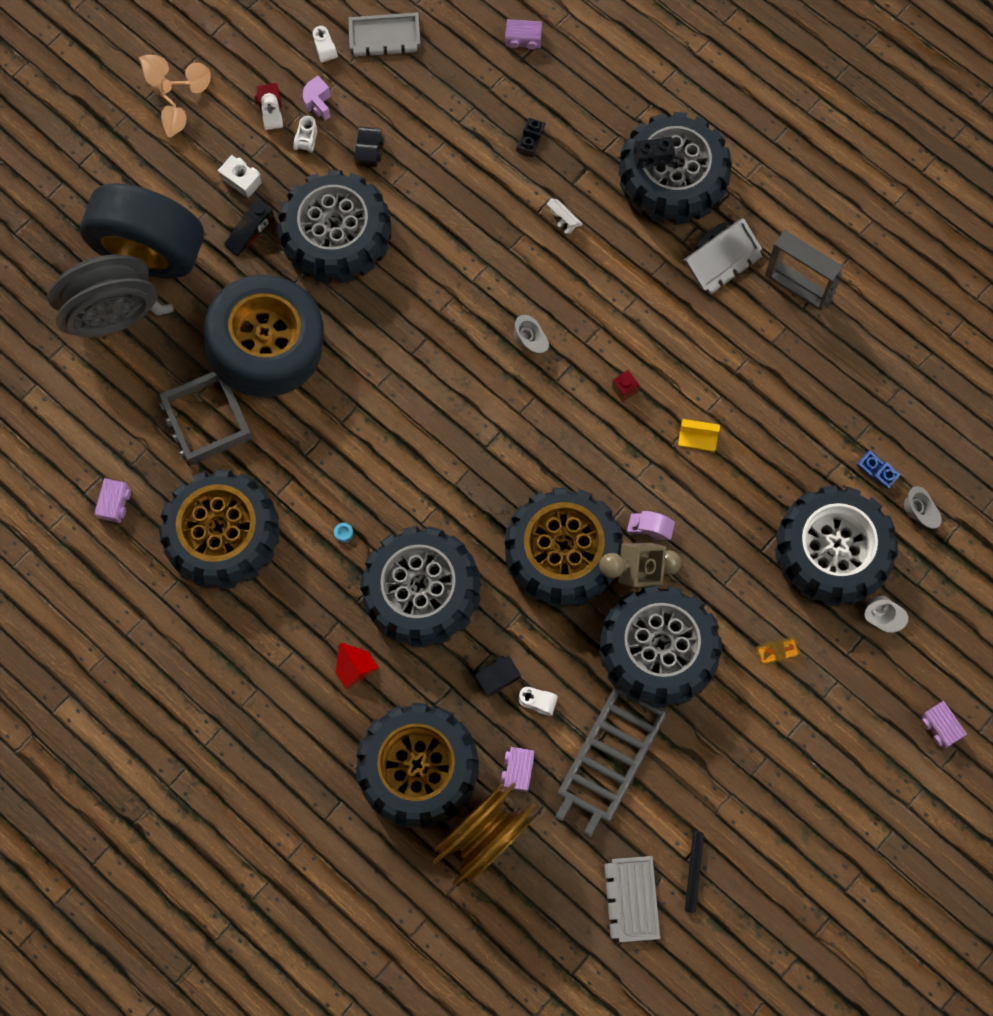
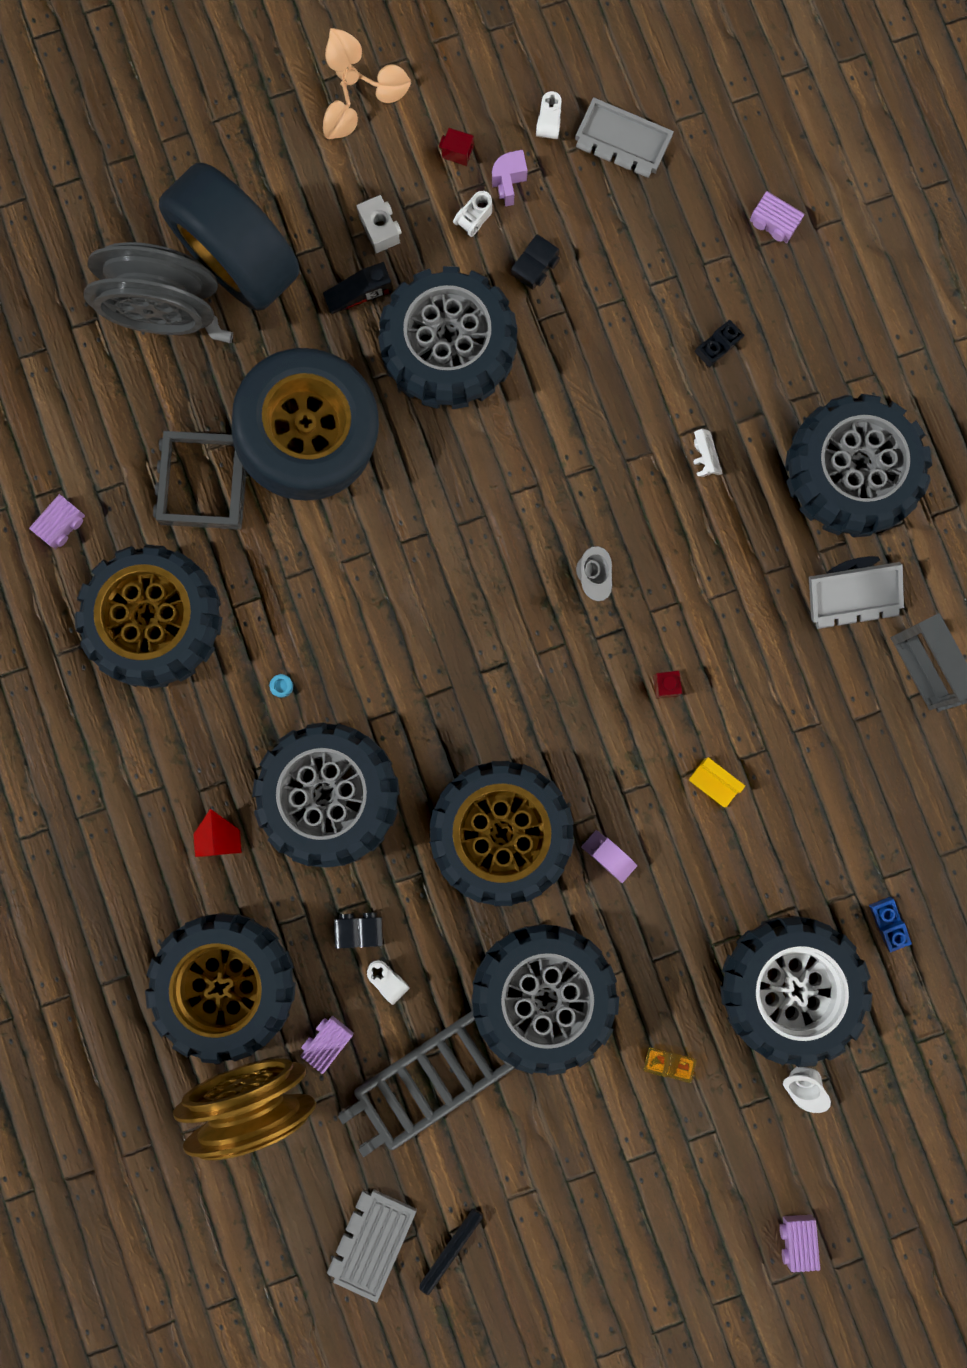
camera: 25 degrees right, 10 degrees up
(271, 114) = (449, 167): white piece -> none
(640, 564) = (571, 900): dark tan brick -> none
(654, 152) = (843, 440): black brick -> none
(922, 508) = (914, 994): light grey piece -> none

